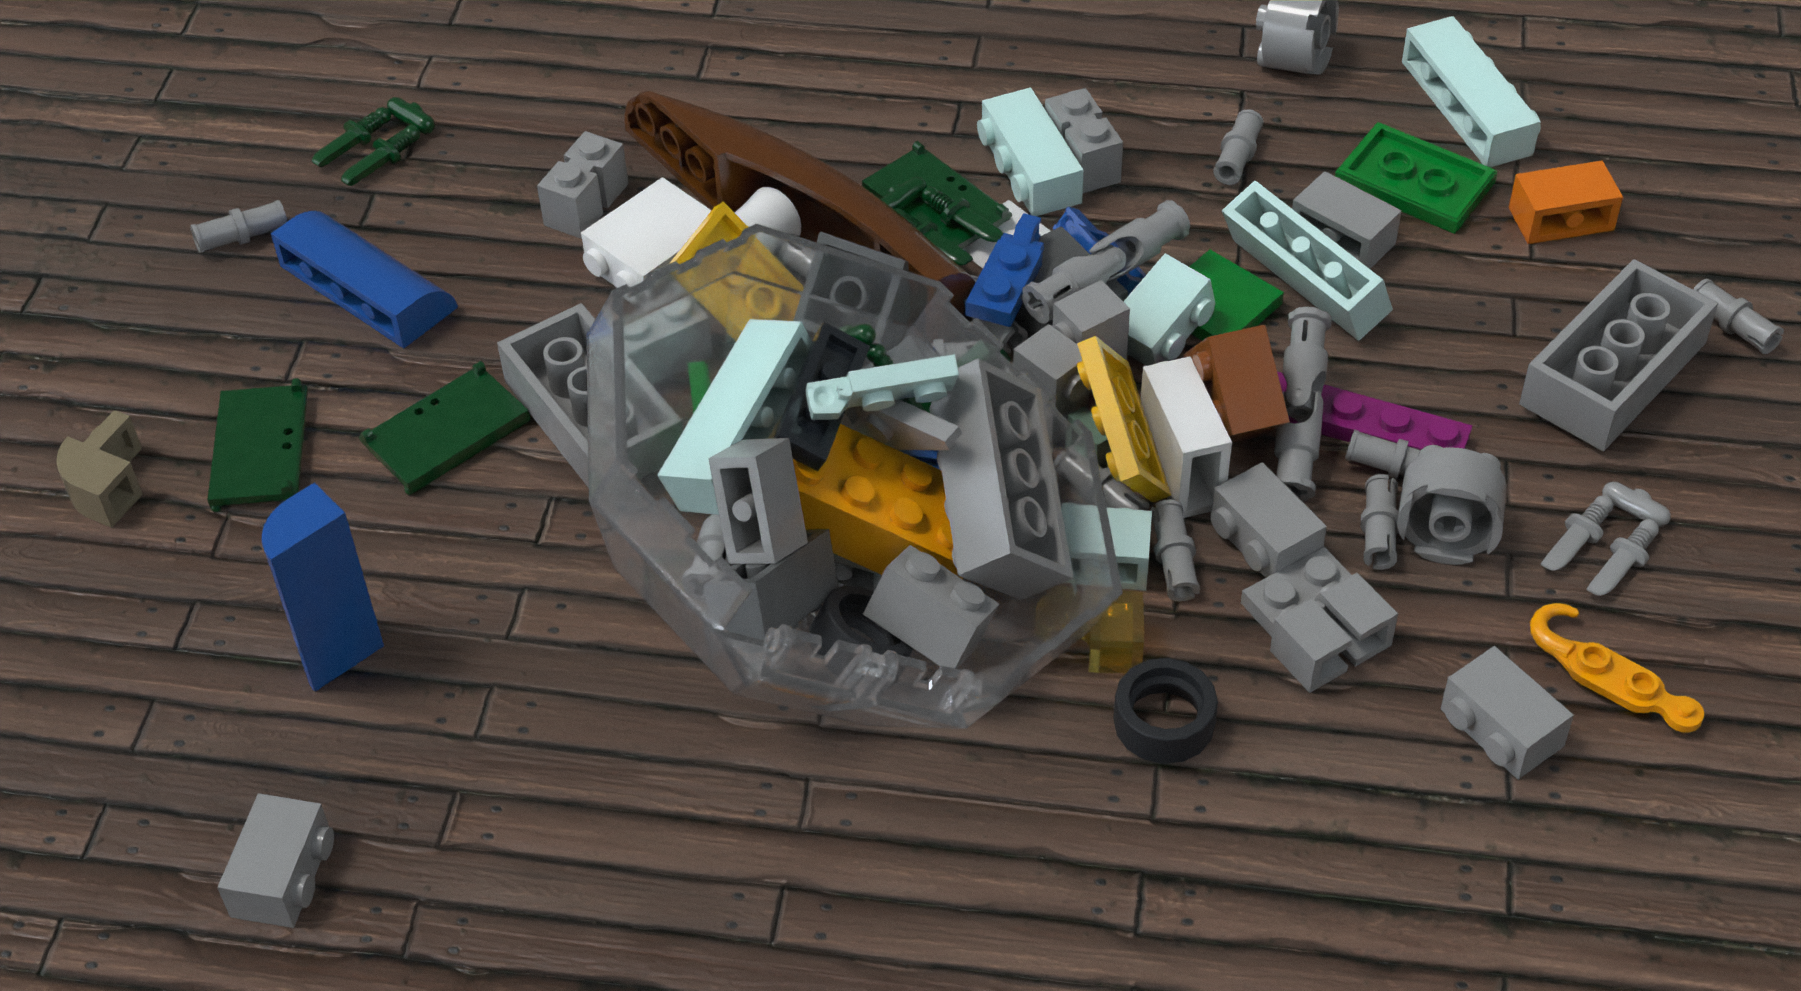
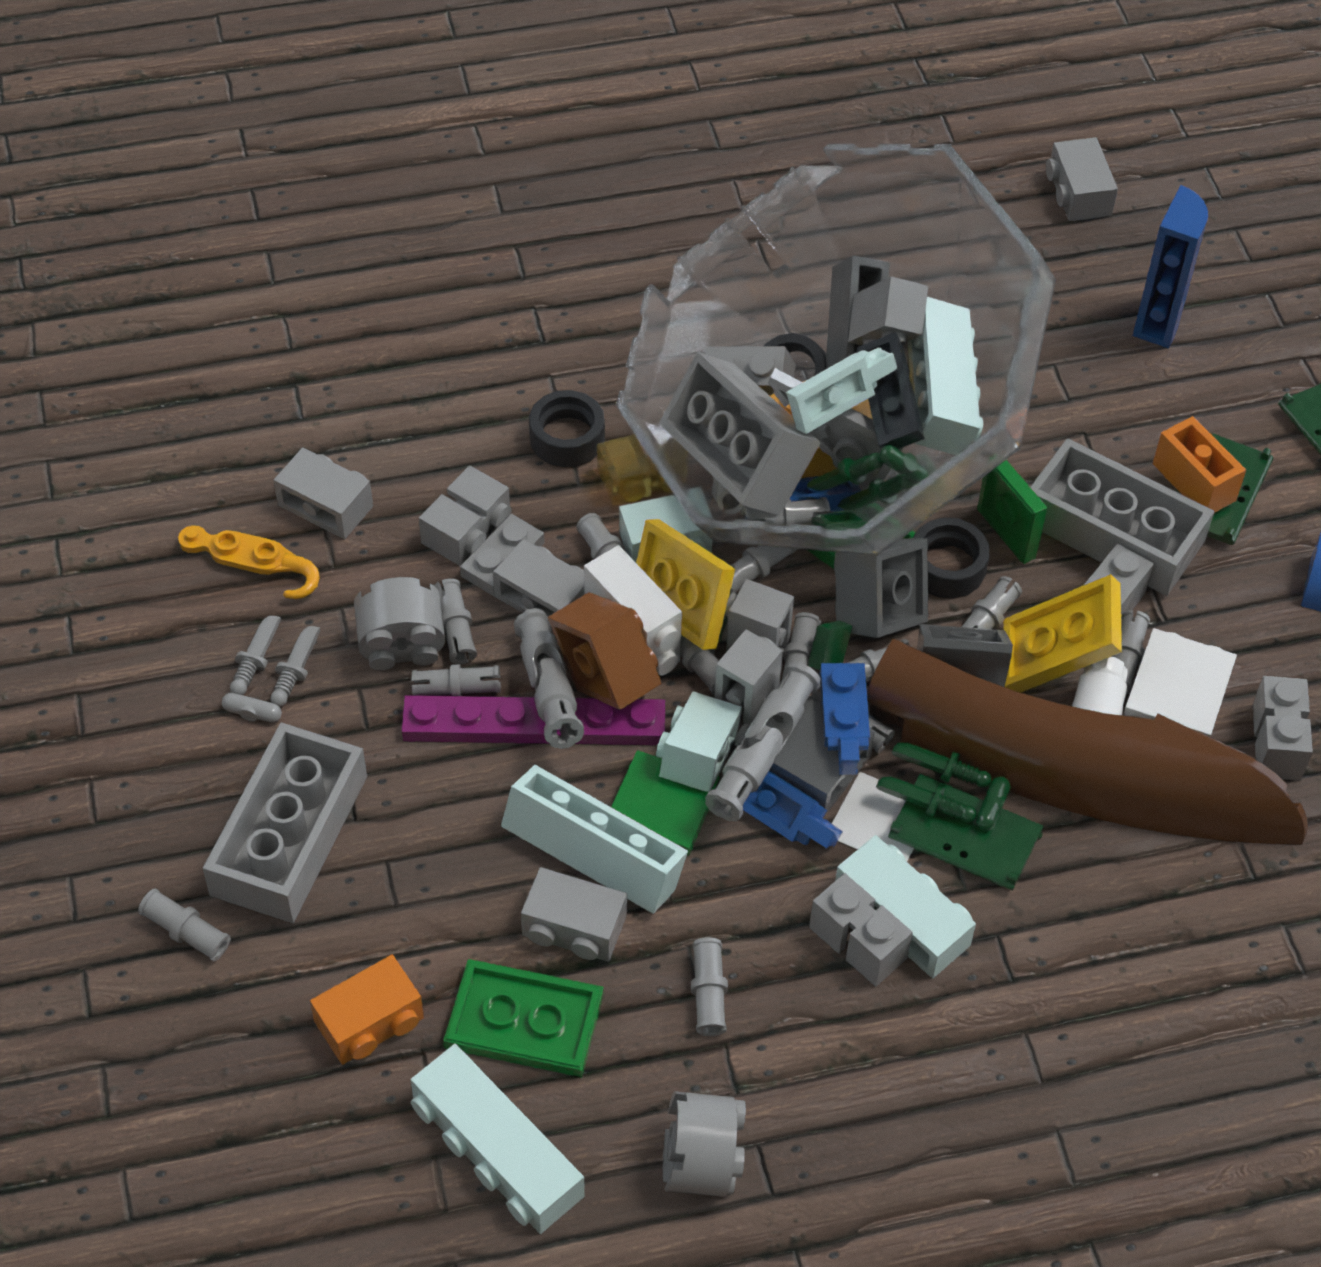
camera: 155 degrees right, 5 degrees up
(469, 402) = (1198, 465): none -> orange brick

